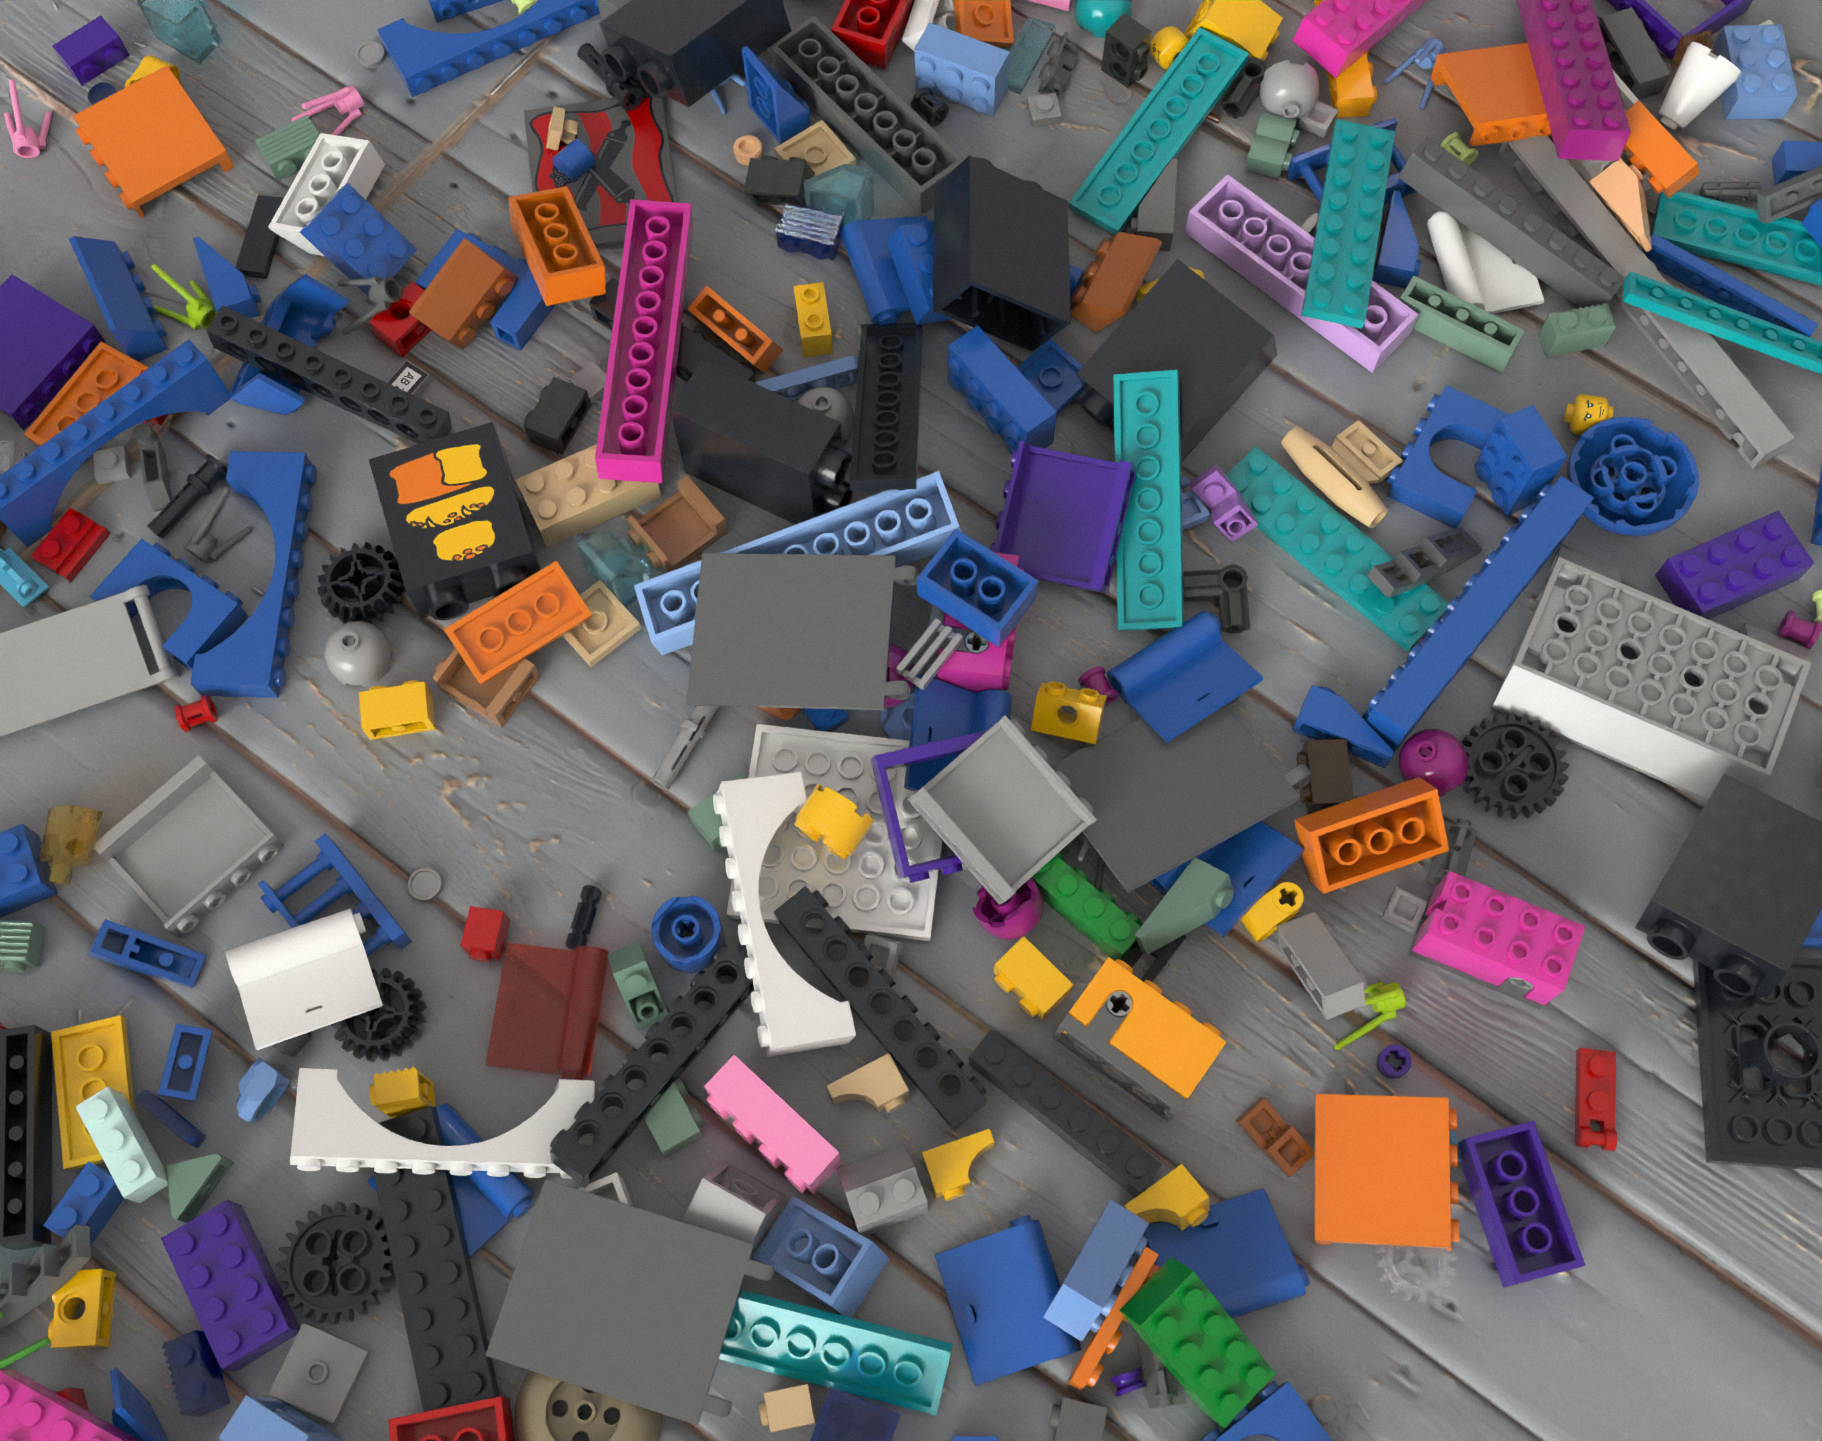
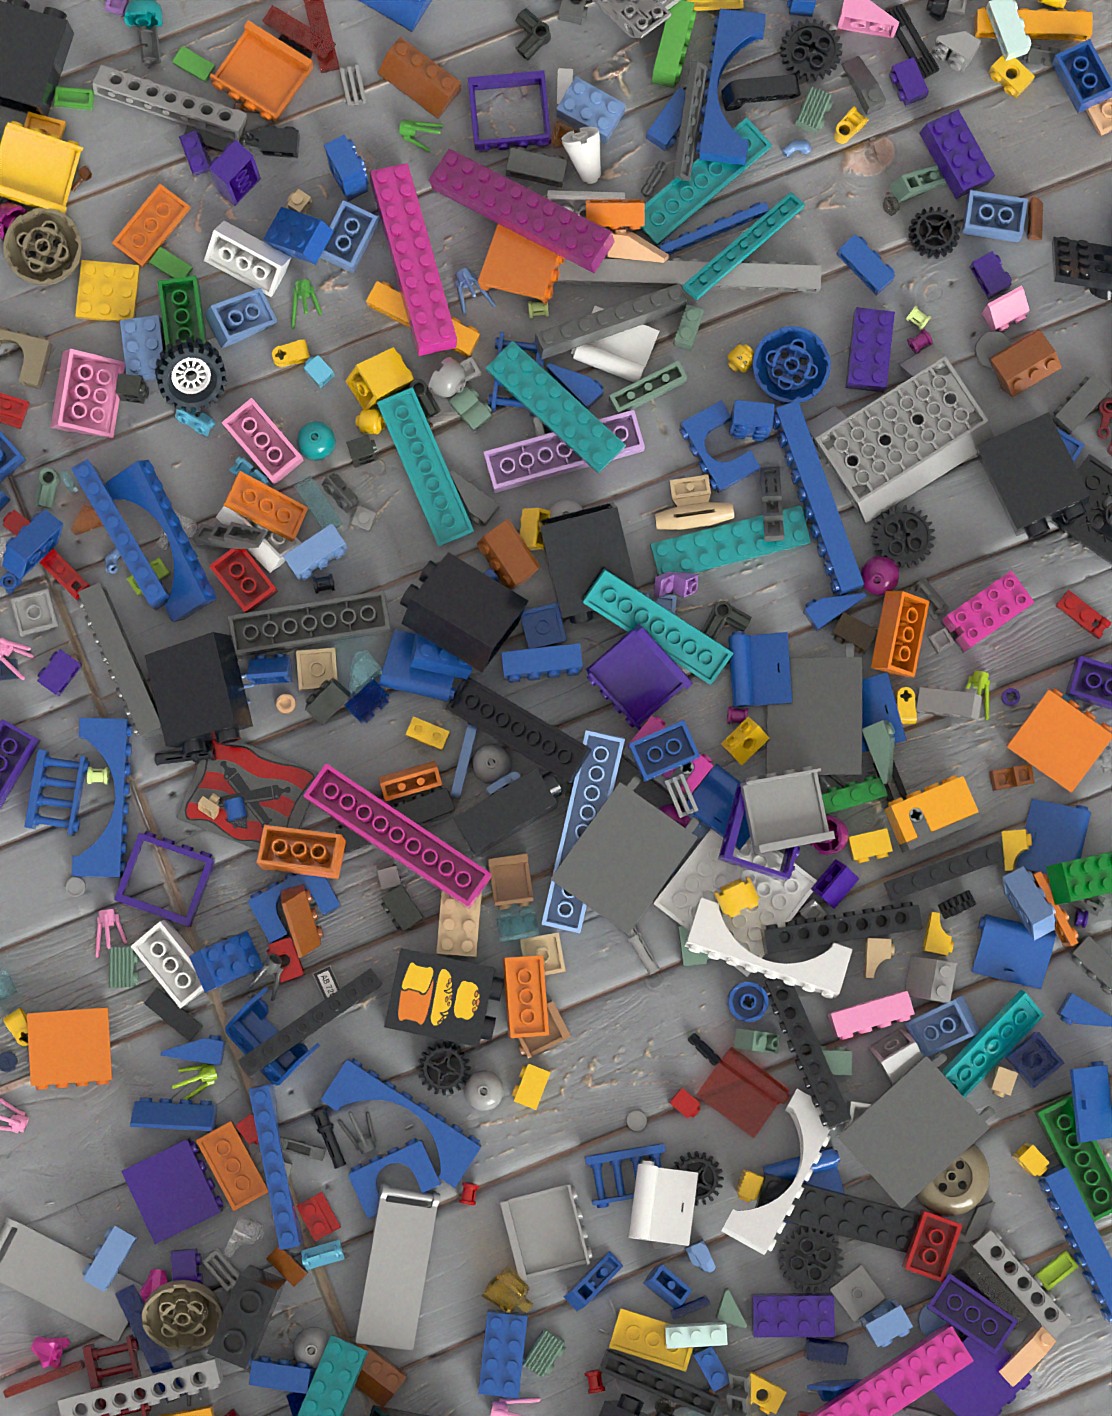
camera: 65 degrees left, 15 degrees up
(441, 177) = (185, 850): none -> dark purple window
(941, 959) = (834, 883): none -> dark purple brick
(1024, 1161) = (956, 904): none -> black tyre

